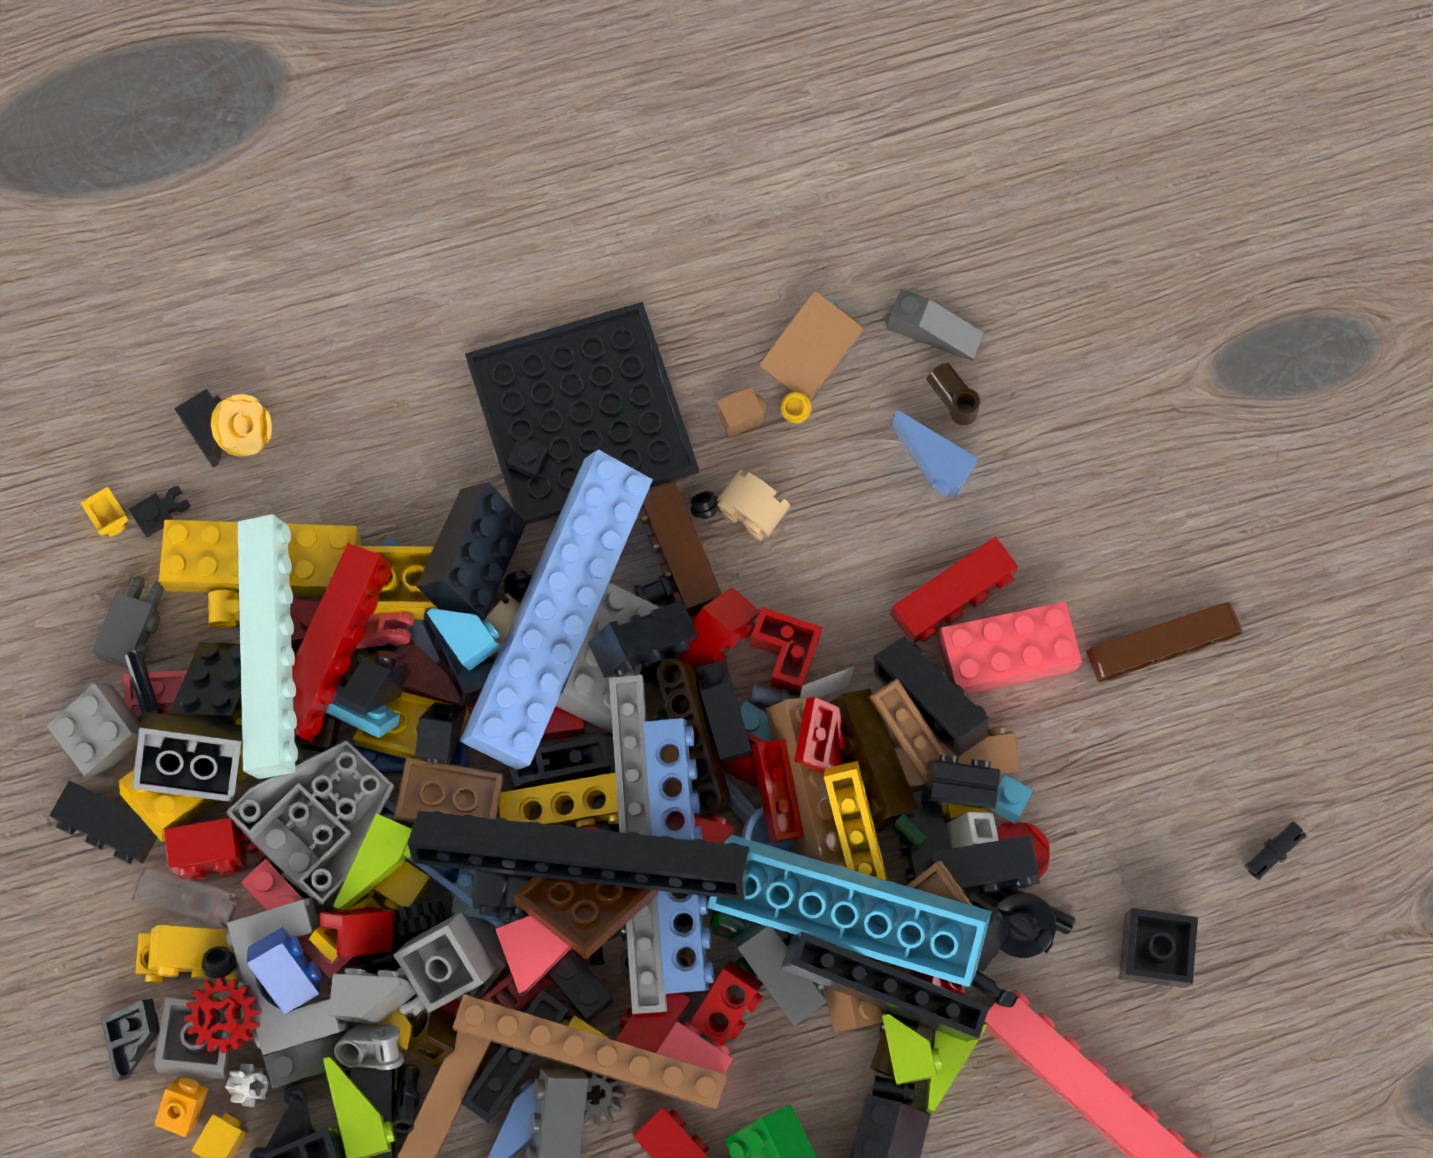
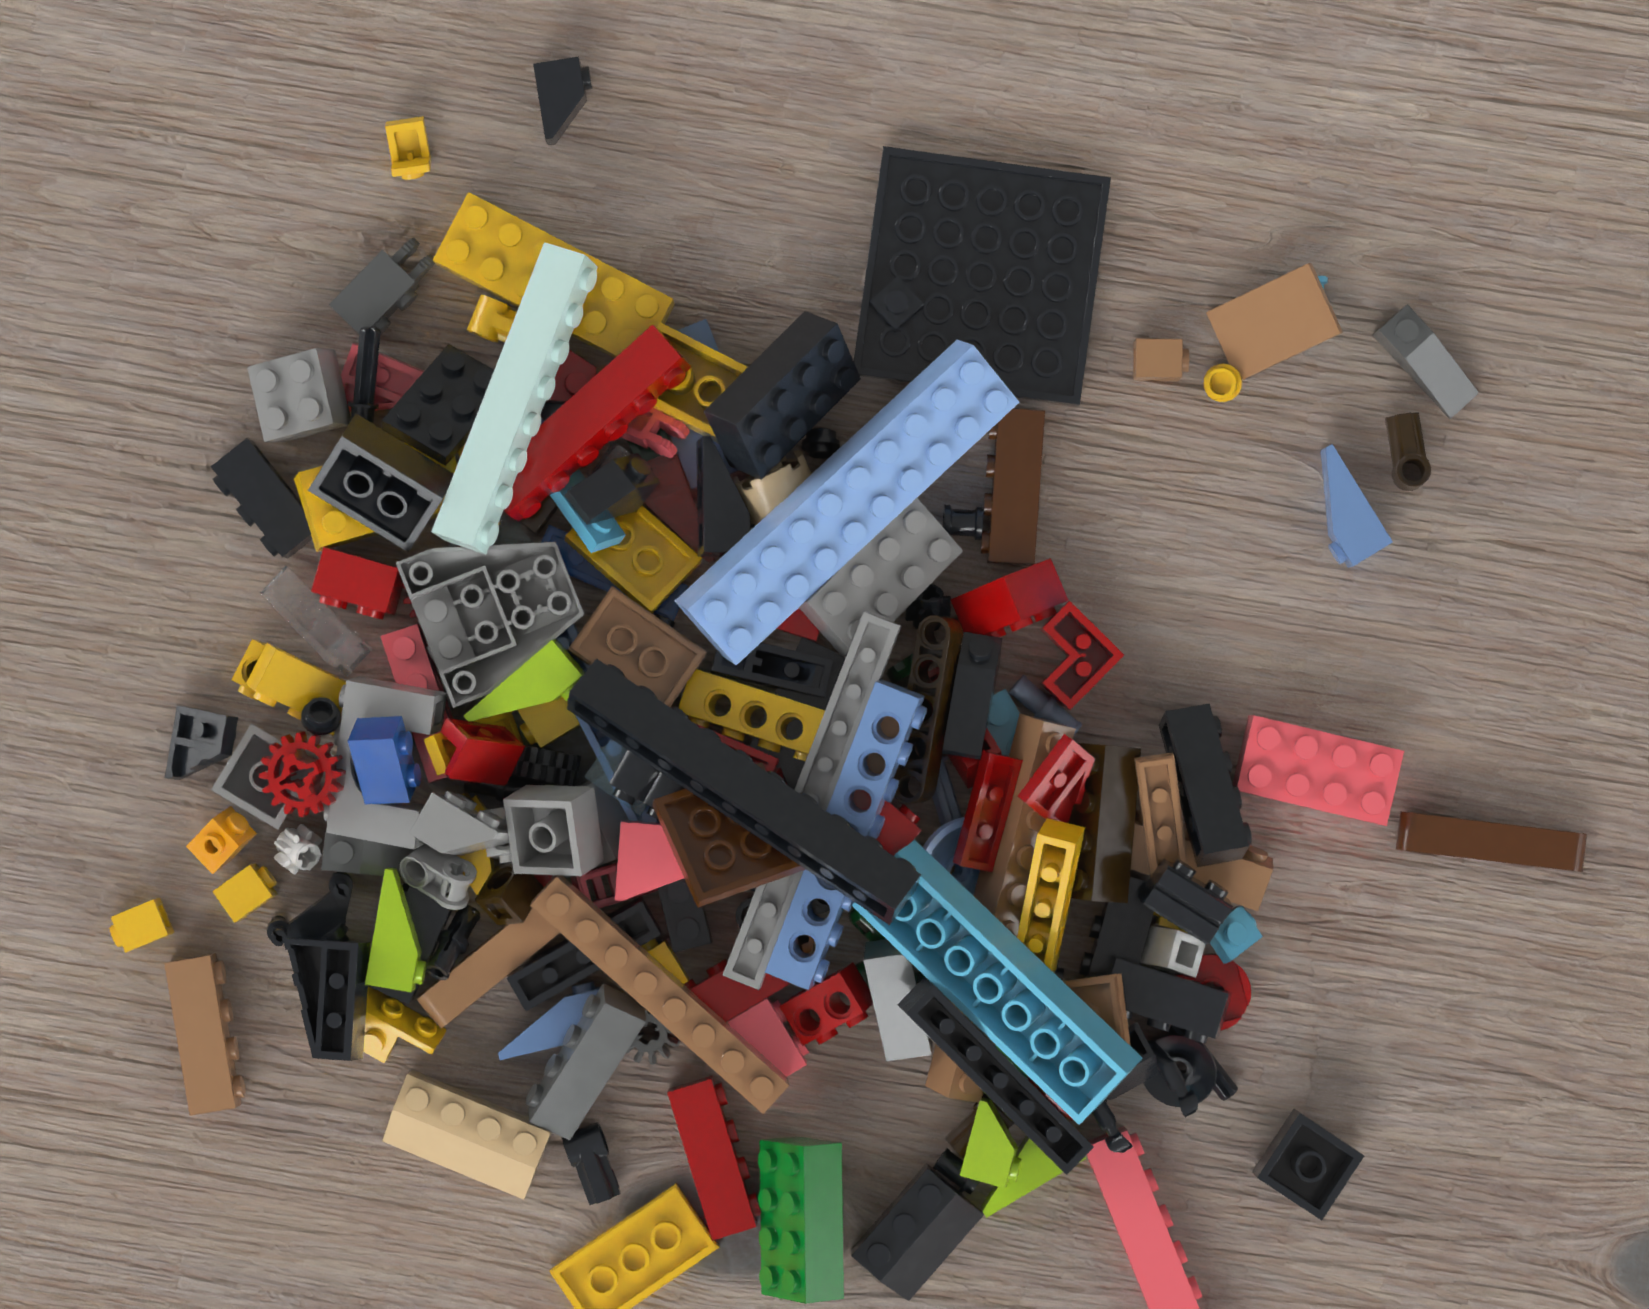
camera: 30 degrees right, 15 degrees up
(153, 510) = (461, 169): black plate -> none
(241, 425) = (598, 116): yellow tile -> none
(439, 732) = (660, 575): black slope -> none
(466, 635) = (732, 490): medium azure slope -> none
(643, 640) = (921, 585): black wedge -> none
(704, 505) = (1067, 448): black plate -> none
(753, 504) = (1117, 476): tan brick -> none
(827, 684) = (1109, 716): white sticker -> none
(908, 832) = (1104, 922): dark green tile -> none
(954, 590) = (1292, 676): red brick -> none
(1275, 850) = (1489, 1121): black pin -> none

